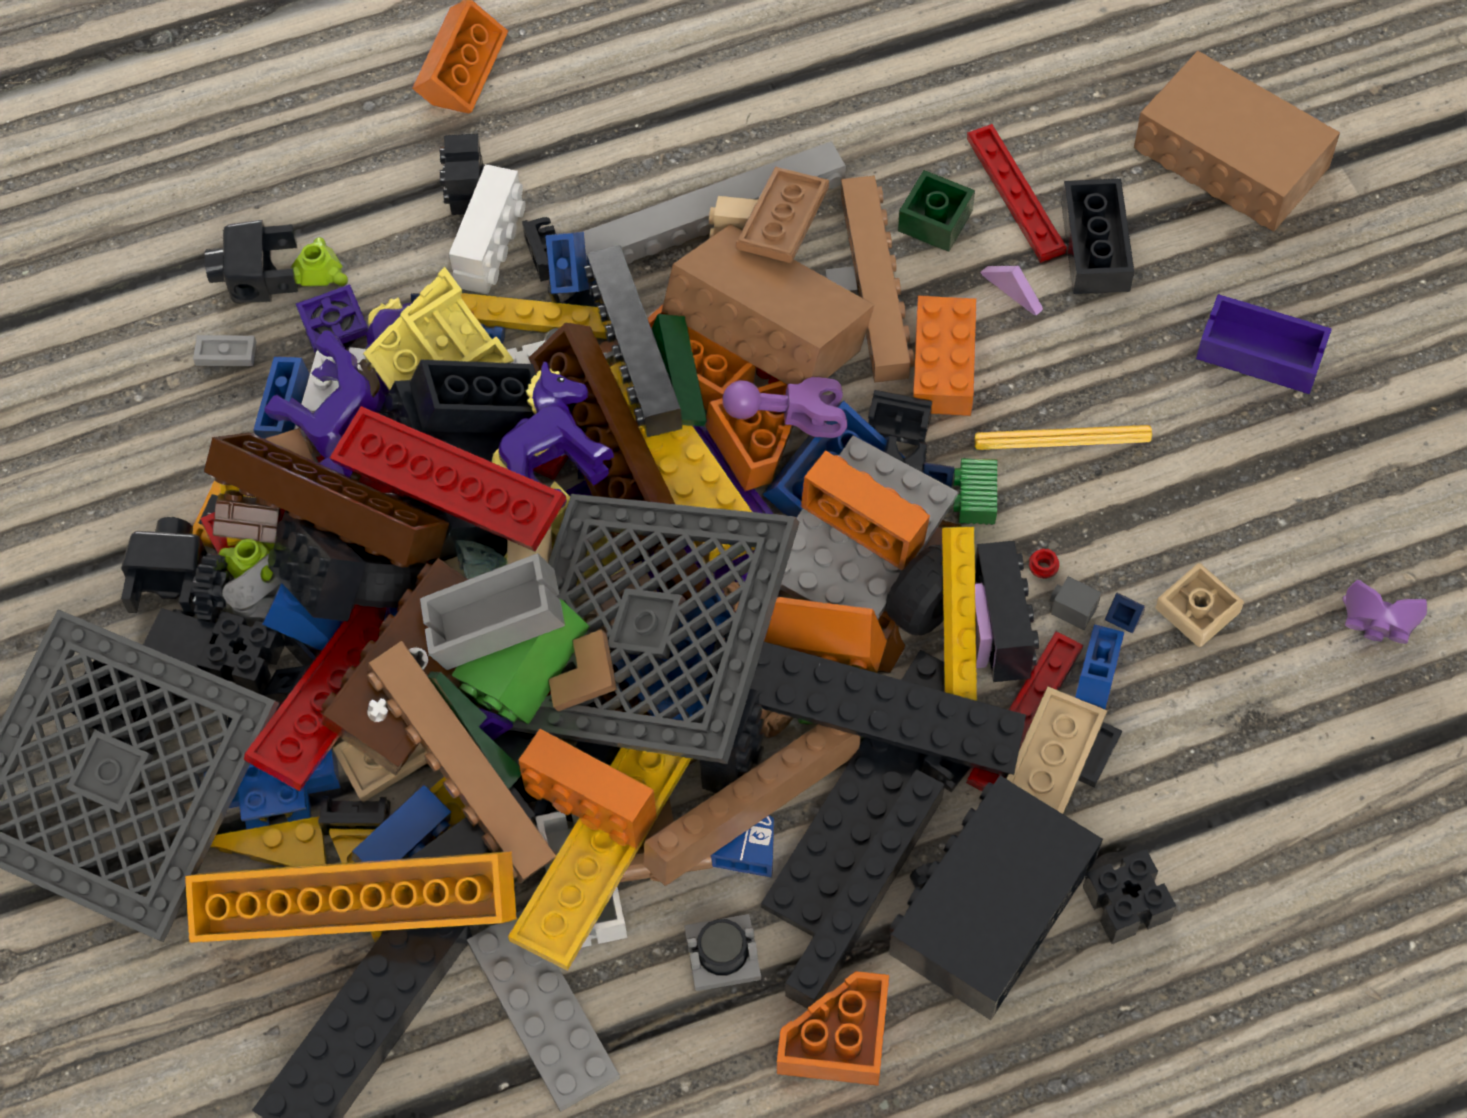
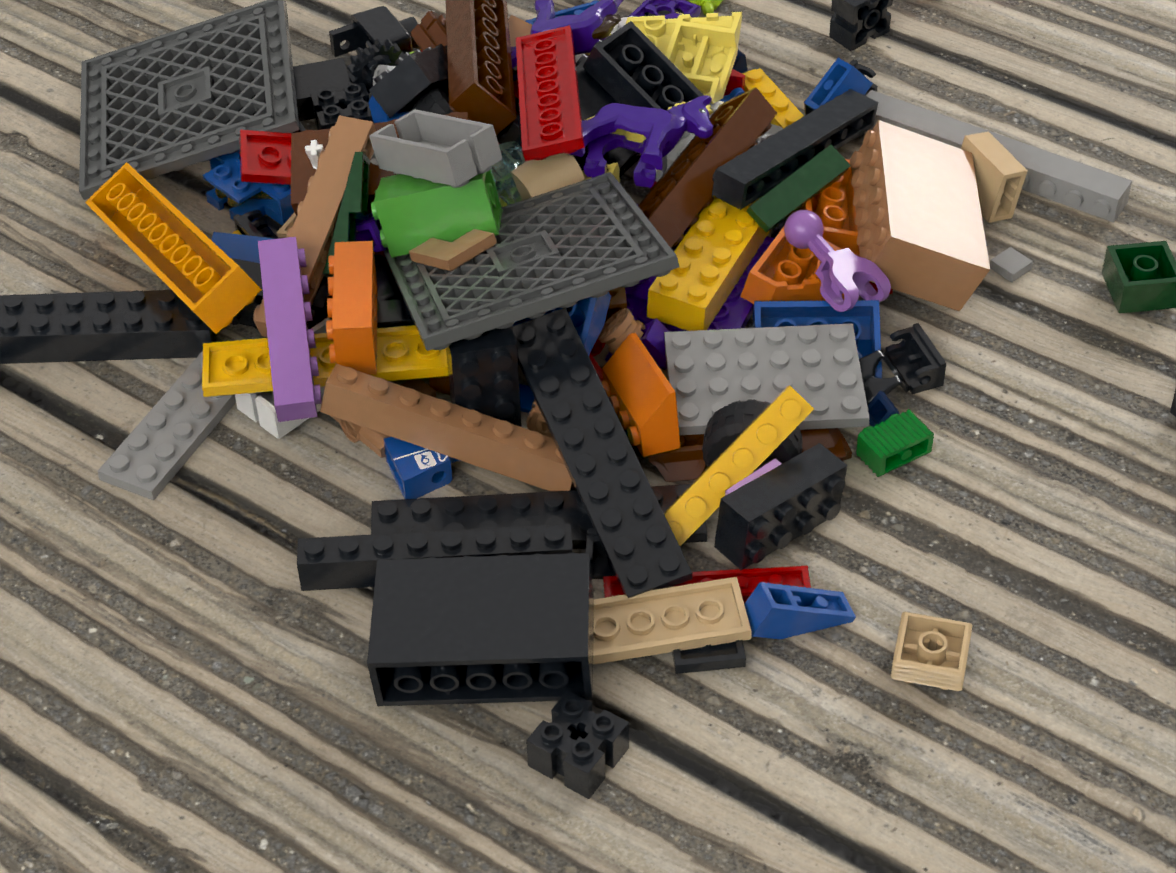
camera: 55 degrees right, 15 degrees down
(278, 844) = (205, 211): yellow wing -> none
(487, 229) = (809, 46): white piece -> none
(569, 855) = (287, 329): none -> medium lavender brick
(722, 950) = (310, 499): piece -> none
(782, 214) = (1010, 169): medium nougat tile -> none
(839, 1033) = (285, 603): orange brick -> none
(864, 510) = (772, 339): orange brick -> none
(875, 278) = (1032, 279): medium nougat brick -> none
(945, 353) = (1007, 354): orange brick -> none
(1013, 283) = (1129, 373): lavender tile -> none
(1044, 556) = (869, 524): red plate -> none
(1063, 437) = (1014, 478): yellow axle -> none
(1075, 602) = (847, 563): dark grey brick -> none
(1125, 613) = (873, 606): dark blue slope -> none
(1379, 618) = (1057, 796): medium lavender brick -> none

